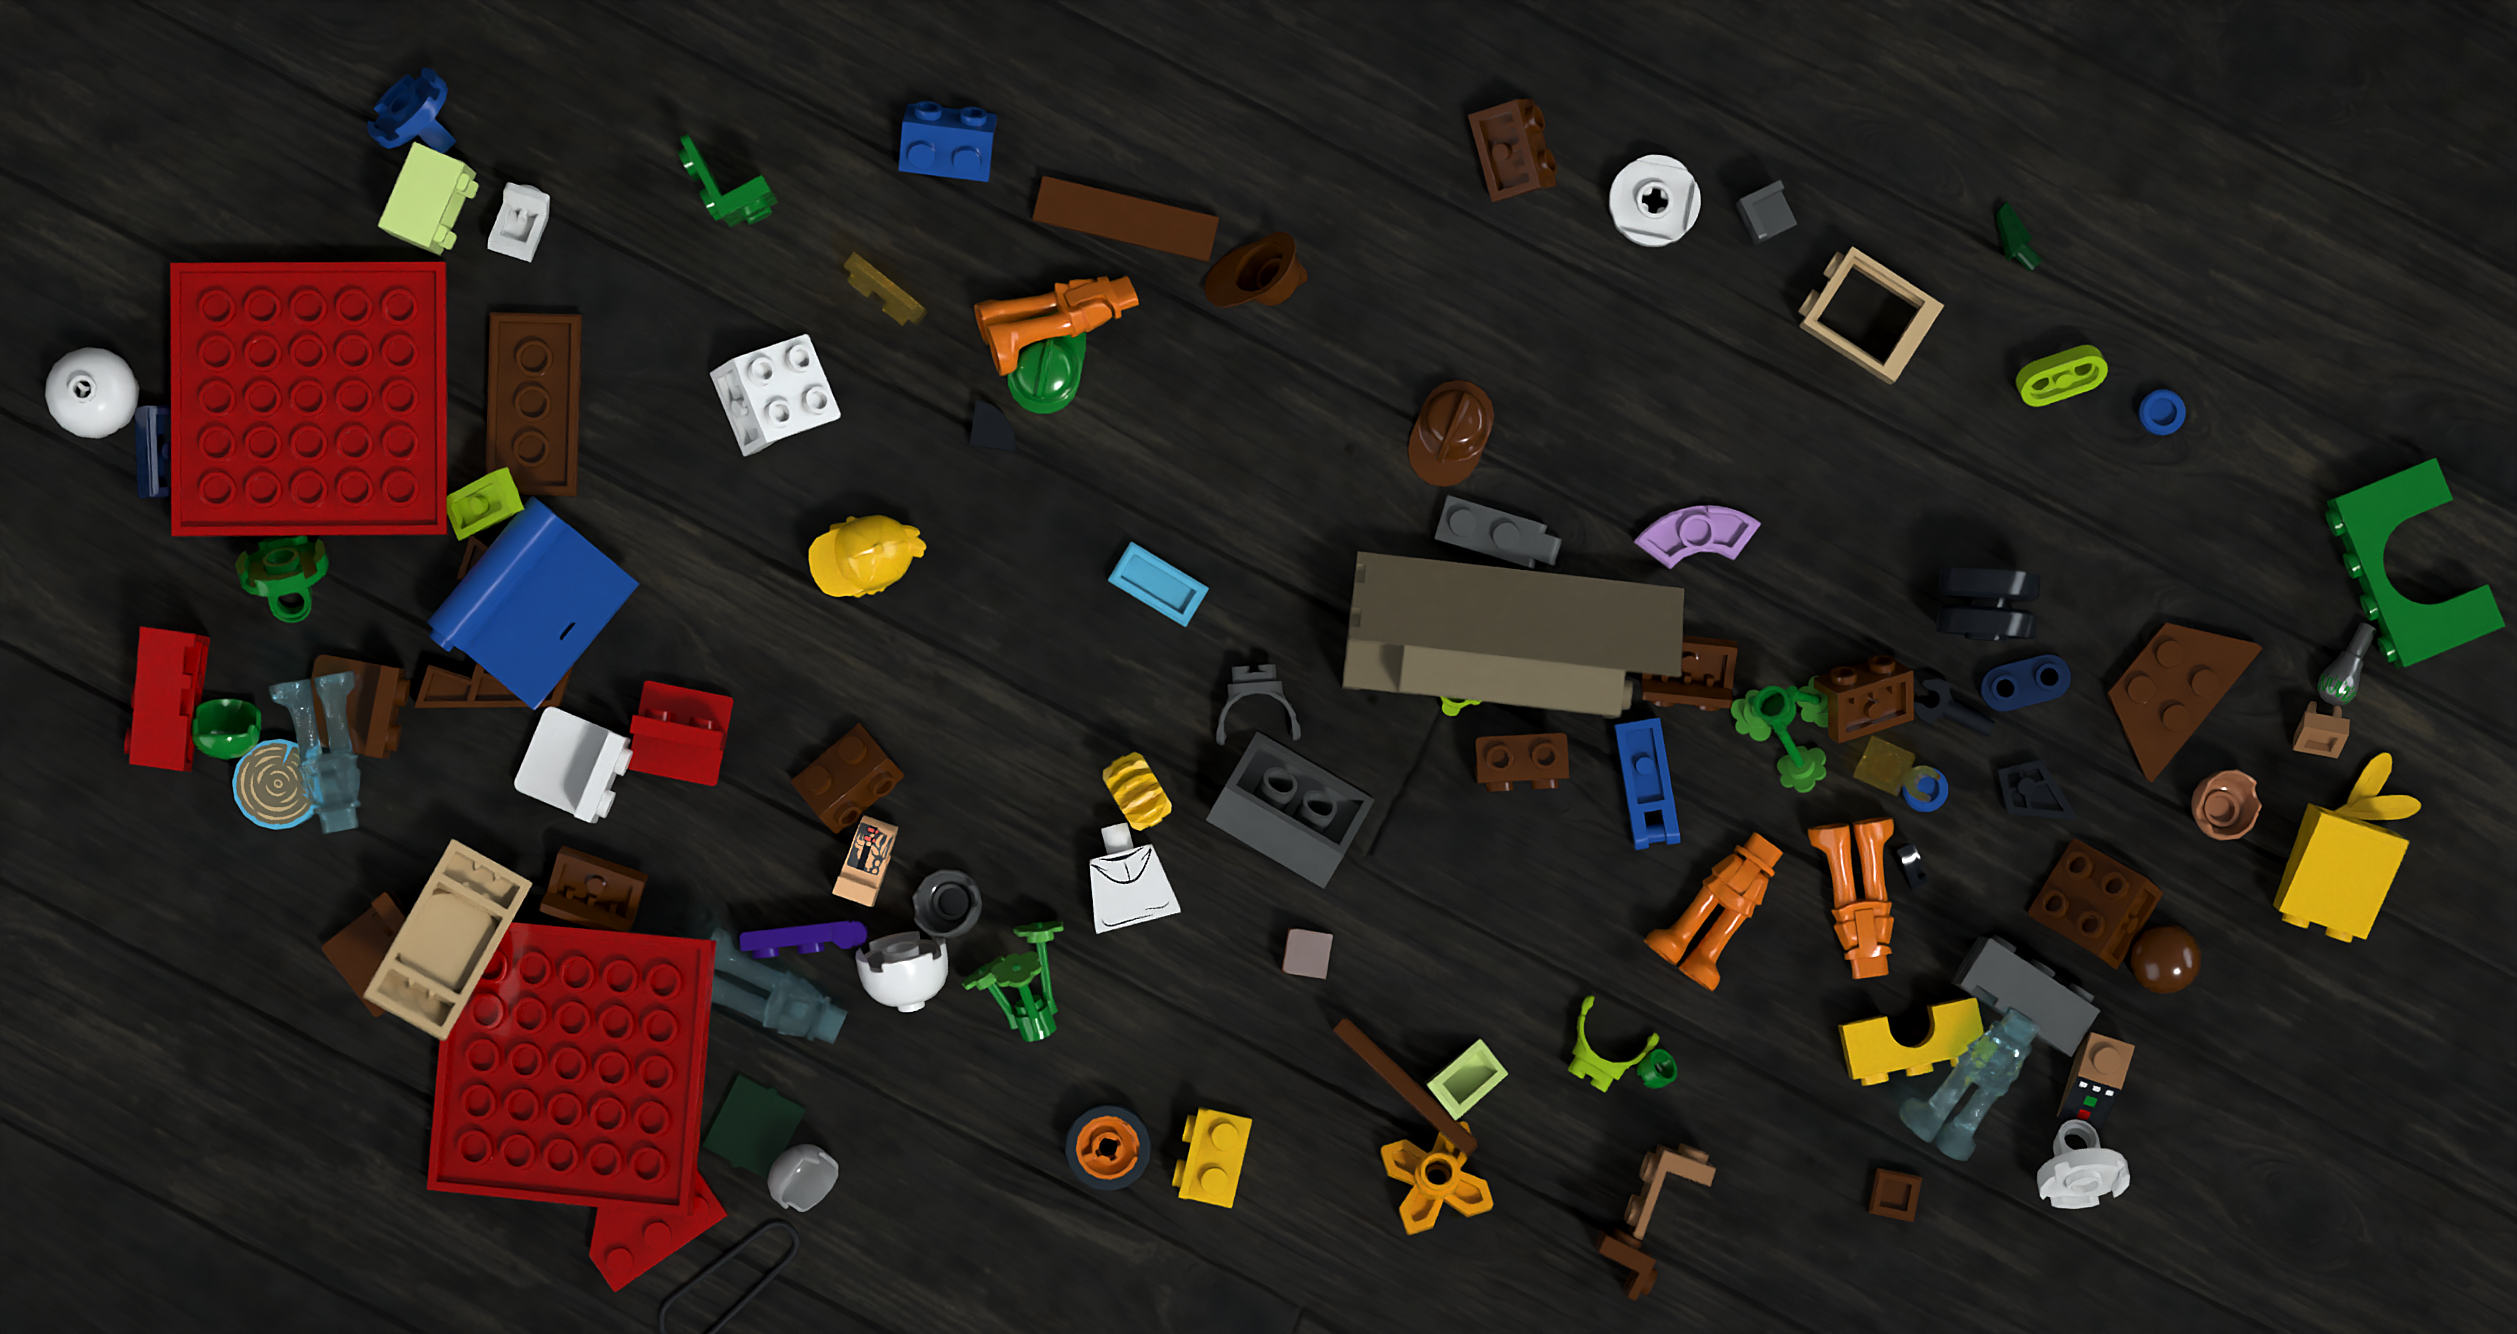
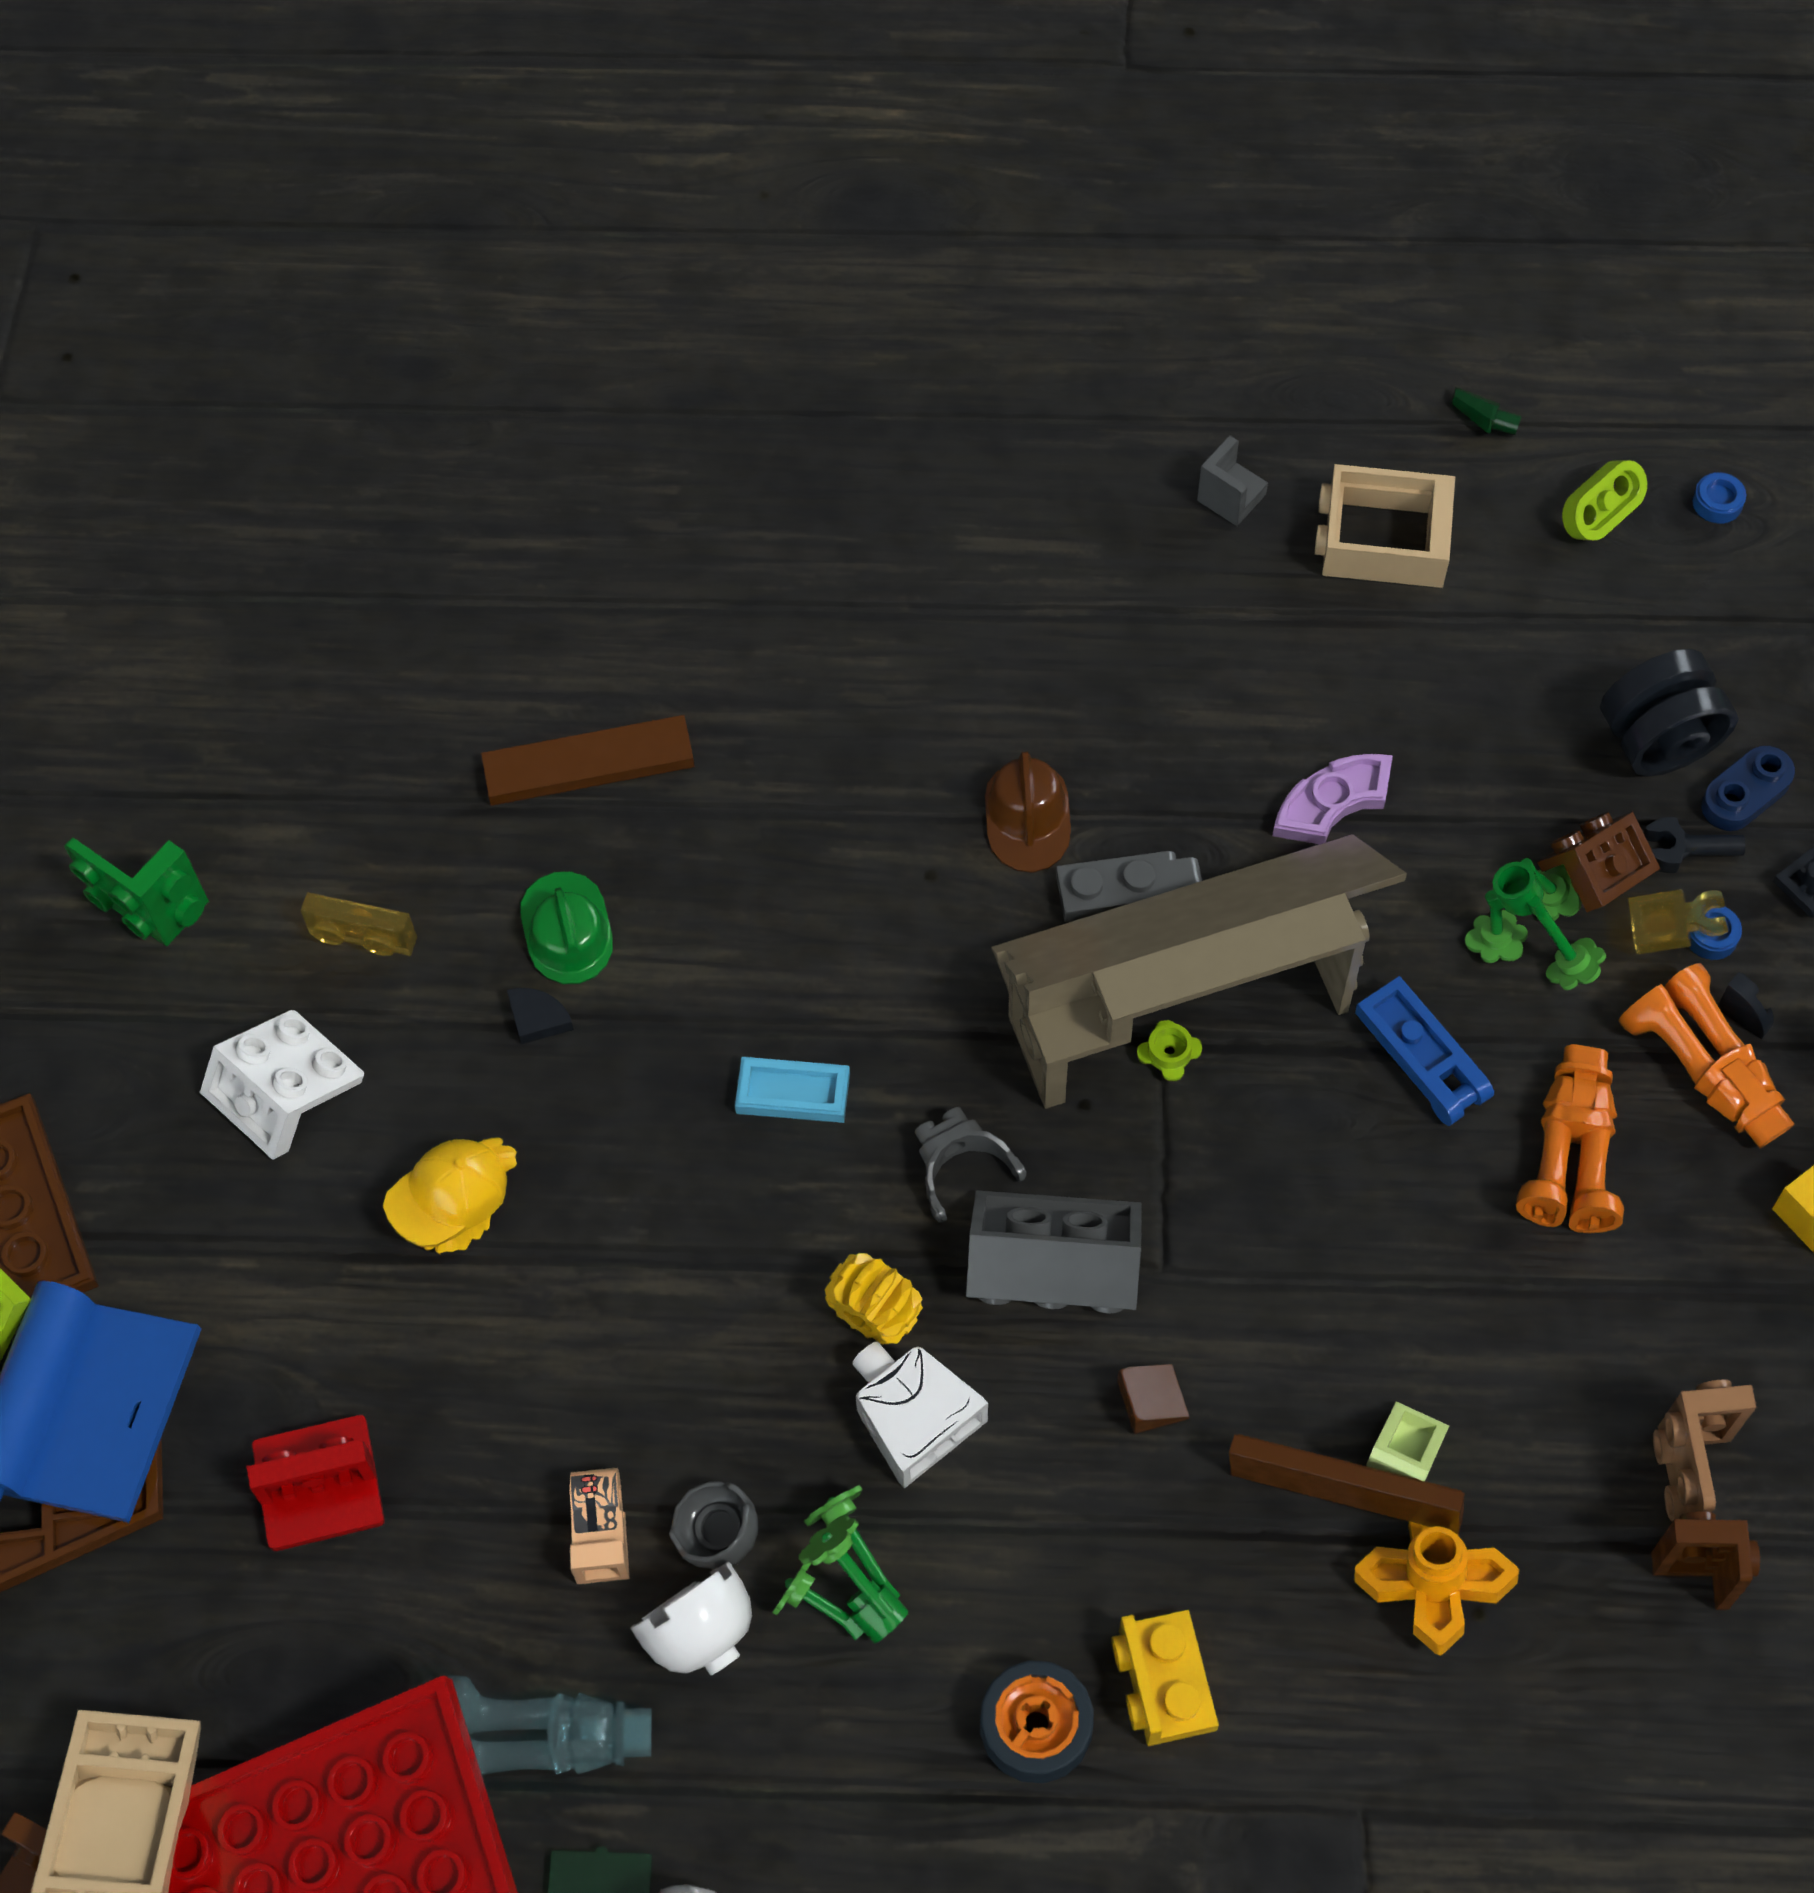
camera: 15 degrees left, 25 degrees down
(573, 764) = (203, 1572): white bracket -> none
(593, 892) = (279, 1704): reddish brown bracket -> none
(806, 937) = (561, 1642): dark purple hinge -> none
(847, 779) = (537, 1444): reddish brown bracket -> none
(947, 141) = (366, 765): blue bracket -> none
(1073, 309) = (574, 852): orange piece -> none
(1257, 272) = (754, 743): reddish brown piece -> none
(1513, 149) = (949, 534): reddish brown bracket -> none
(1521, 758) = (1280, 1080): reddish brown bracket -> none
(1600, 1069) = (1534, 1364): lime helmet -> none
(1665, 1065) = (1610, 1339): green hinge -> none
(1676, 187) = (1112, 546): white plate -> none
(1704, 678) = (1408, 916): reddish brown bracket -> none

